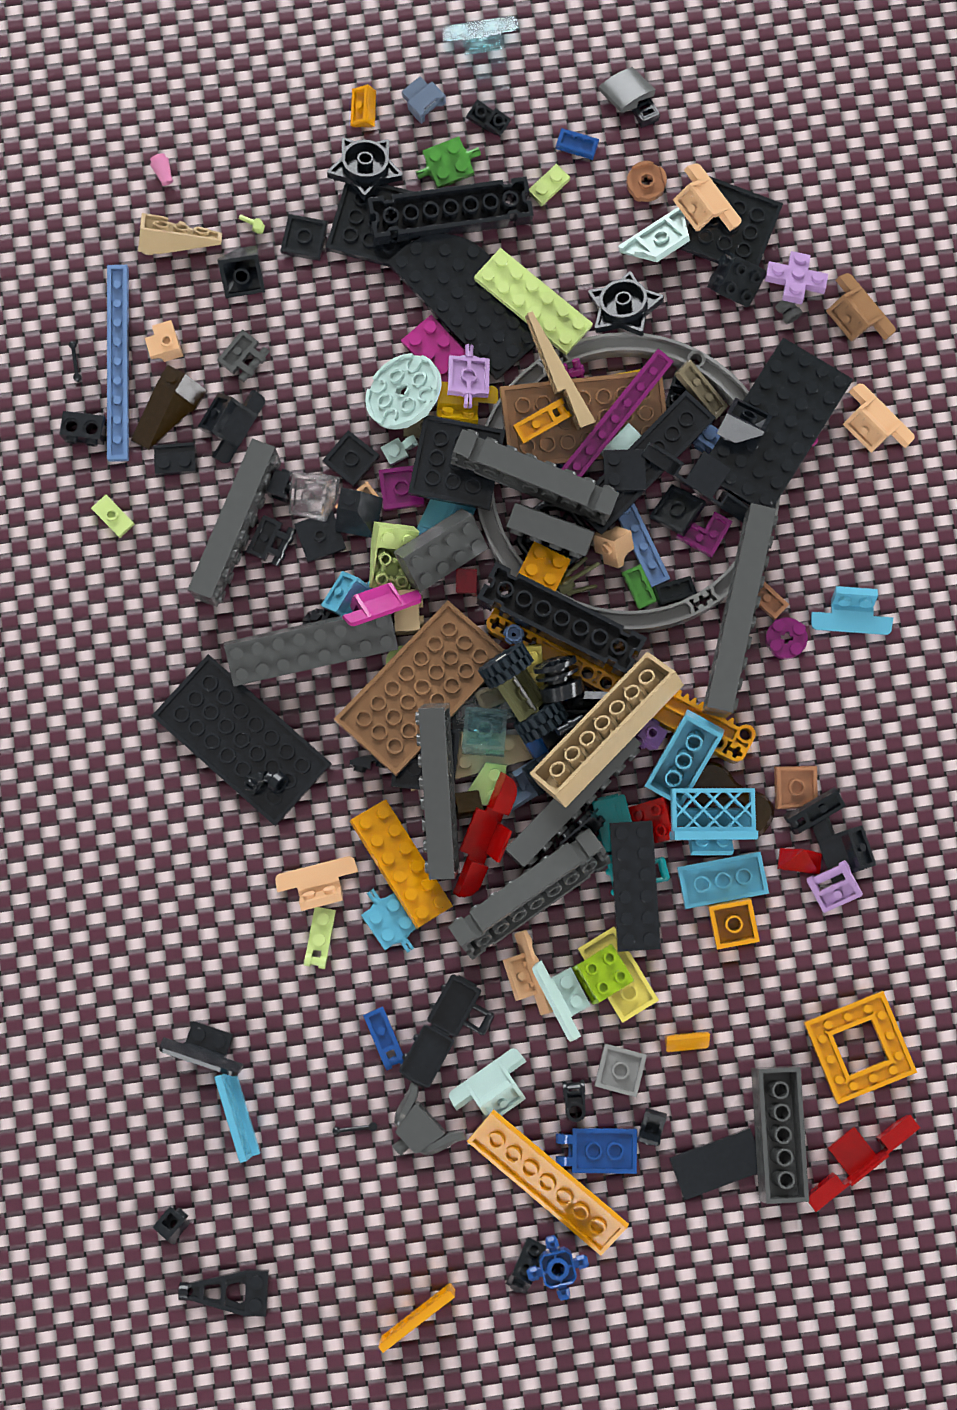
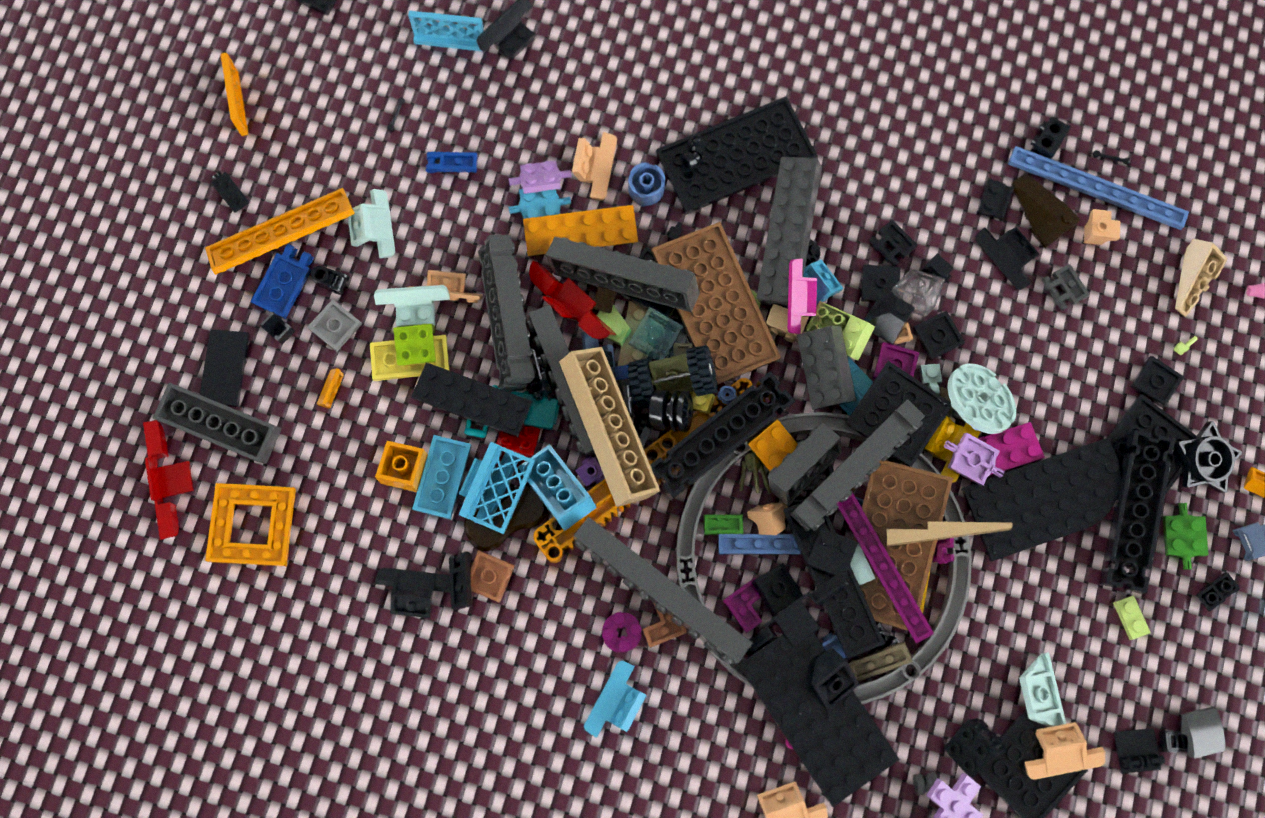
camera: 110 degrees right, 5 degrees down
(113, 516) = (964, 134): yellowish green plate -> none
(234, 523) = (919, 217): dark grey brick -> none
(241, 272) = (1143, 316): black slope -> none
(320, 829) = (646, 184): none -> medium blue brick
(320, 937) = (552, 148): yellowish green plate -> none
(361, 933) = (540, 177): none -> lavender plate
(419, 1128) = (370, 157): dark grey torso -> none
(447, 1019) = (442, 213): black piece -> none
(466, 581) = (791, 381): dark red panel -> none
(526, 293) = (1022, 546): yellowish green plate -> none
(541, 421) = (906, 499): light orange plate -> none
(558, 1277) = (211, 205): blue piece -> none
(577, 144) = (1163, 661): blue plate -> none
(624, 305) = (988, 629): black plate -> none
(646, 192) = (1093, 716): nougat plate -> none
(668, 140) = (1138, 751): none -> black hinge
(674, 591) = (706, 553): black plate -> none
(799, 860) = (426, 550): red slope -> none
(837, 893) = (383, 565): lavender plate -> none

